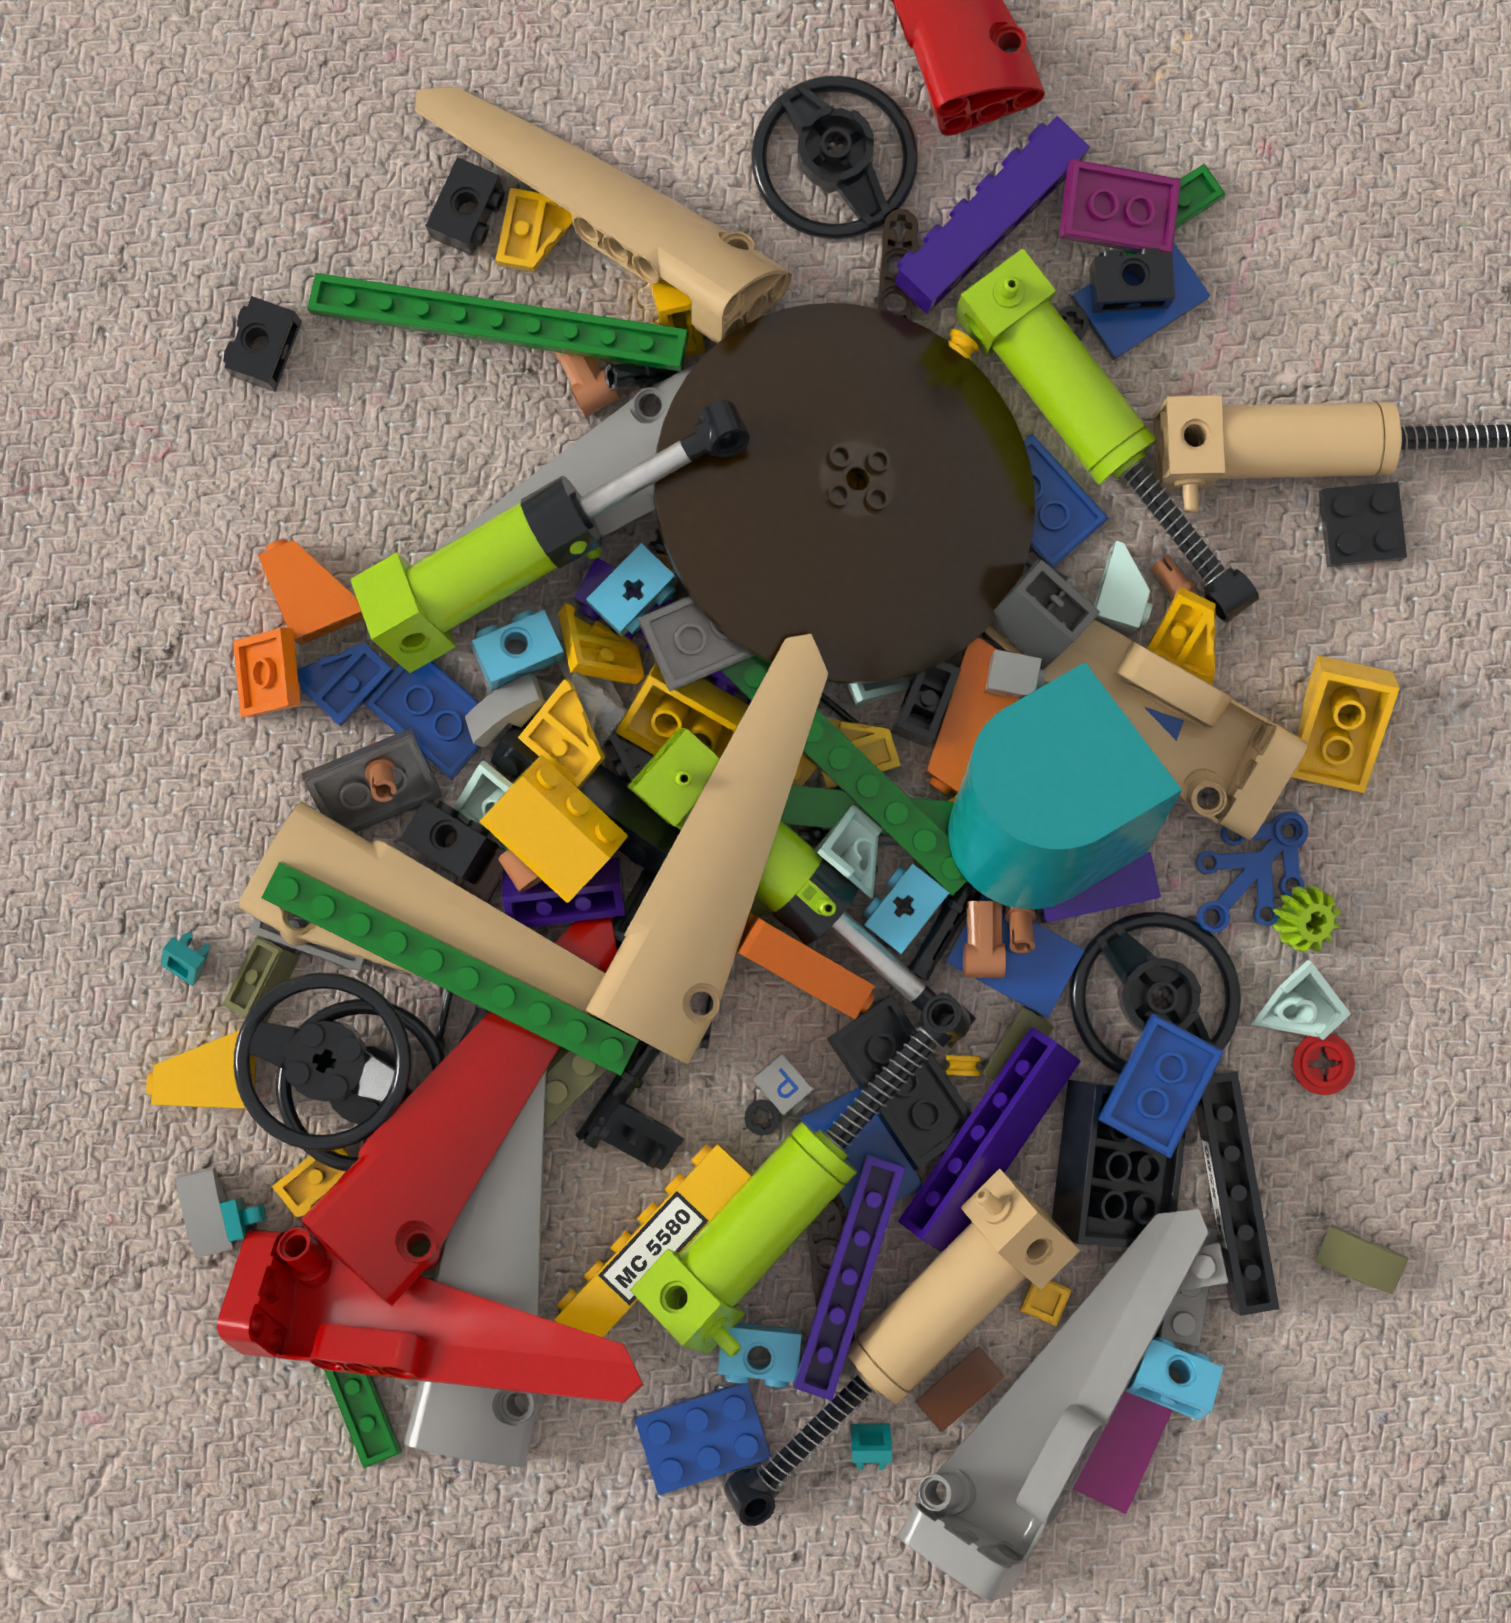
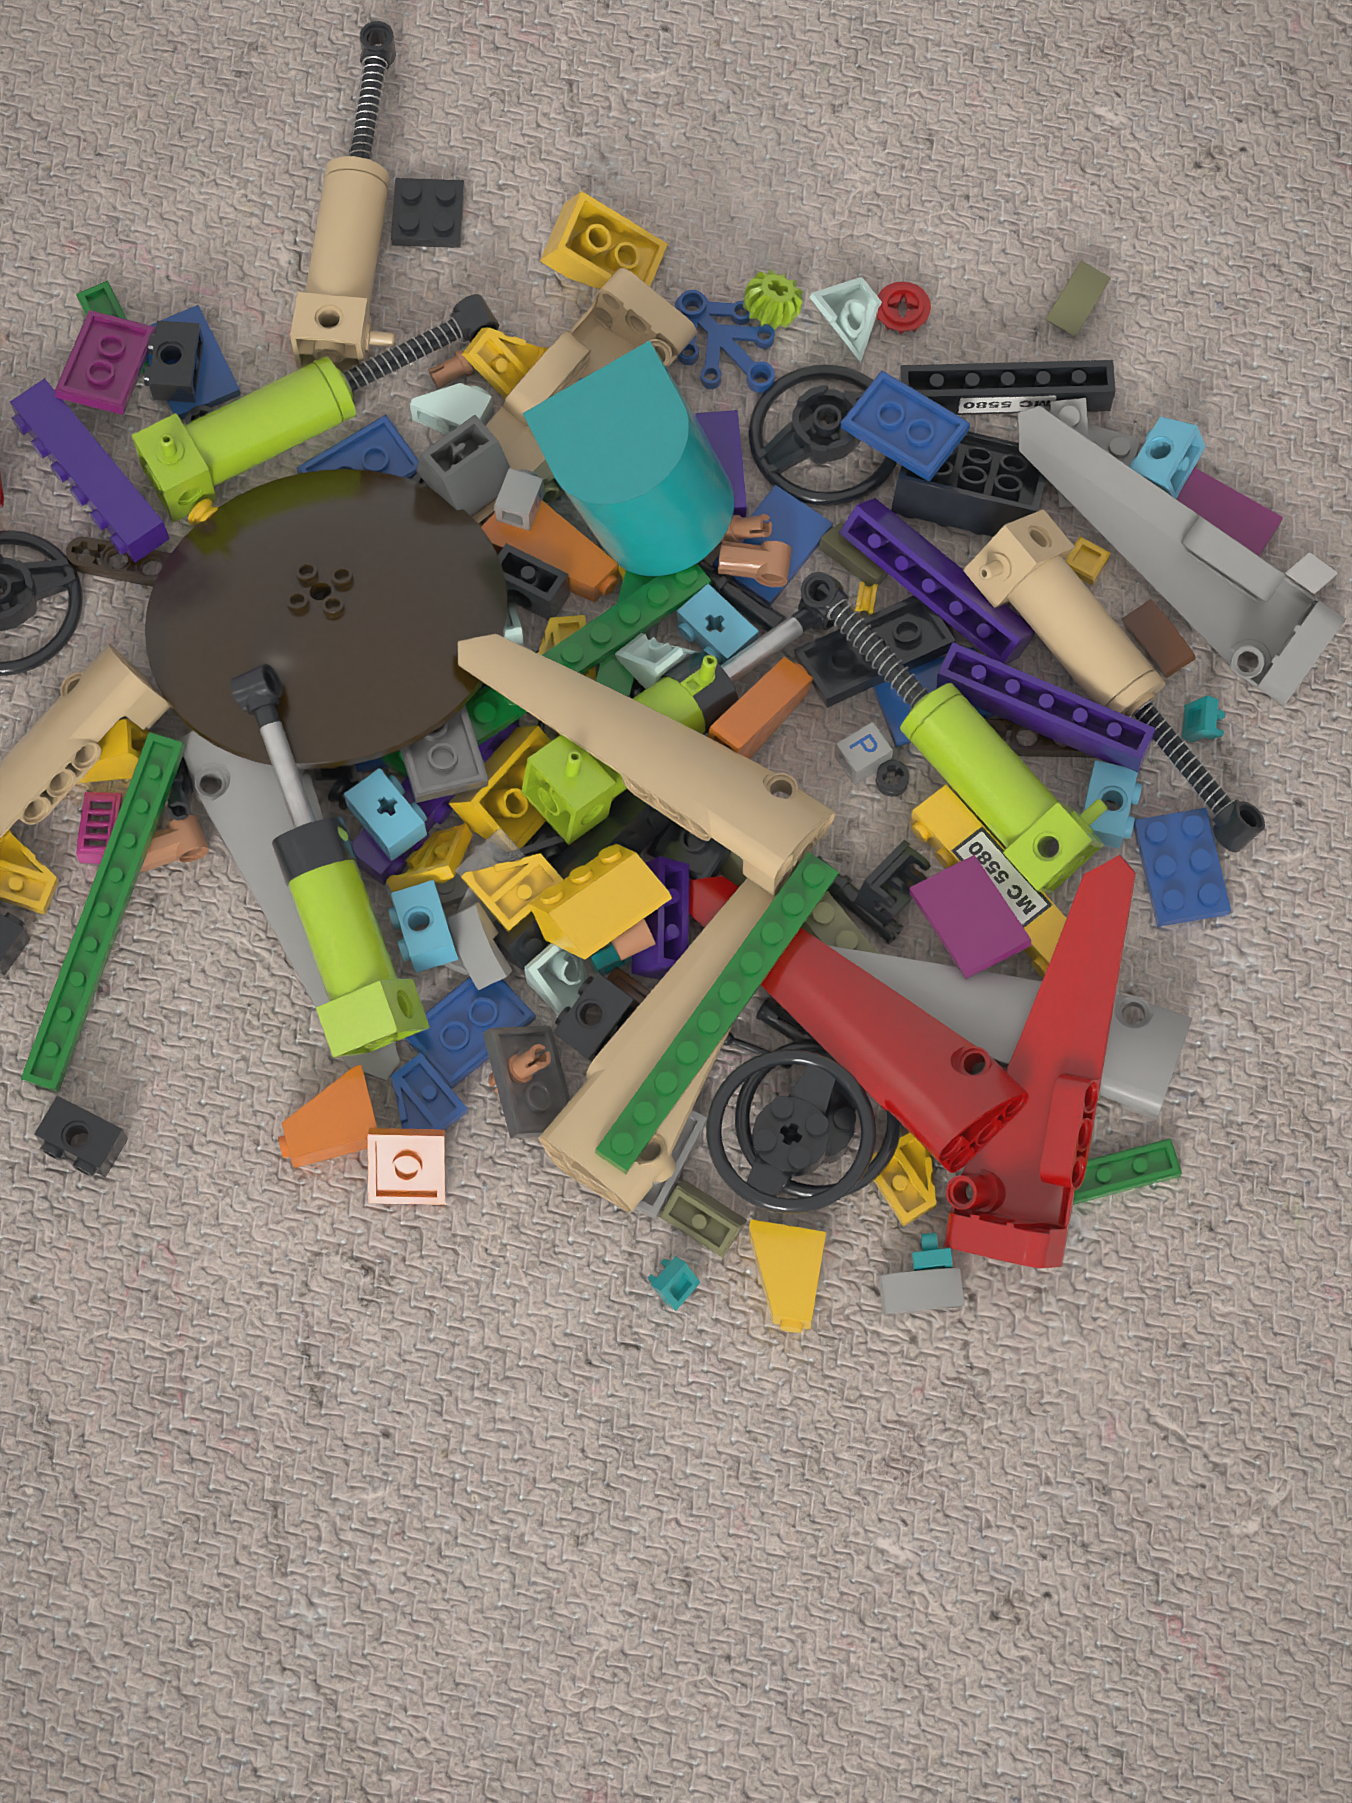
camera: 80 degrees left, 15 degrees down
(584, 288) = (86, 852): none -> dark pink slope
(597, 1220) = (970, 916): none -> magenta tile
(1060, 1552) = (1311, 573): none -> white sticker

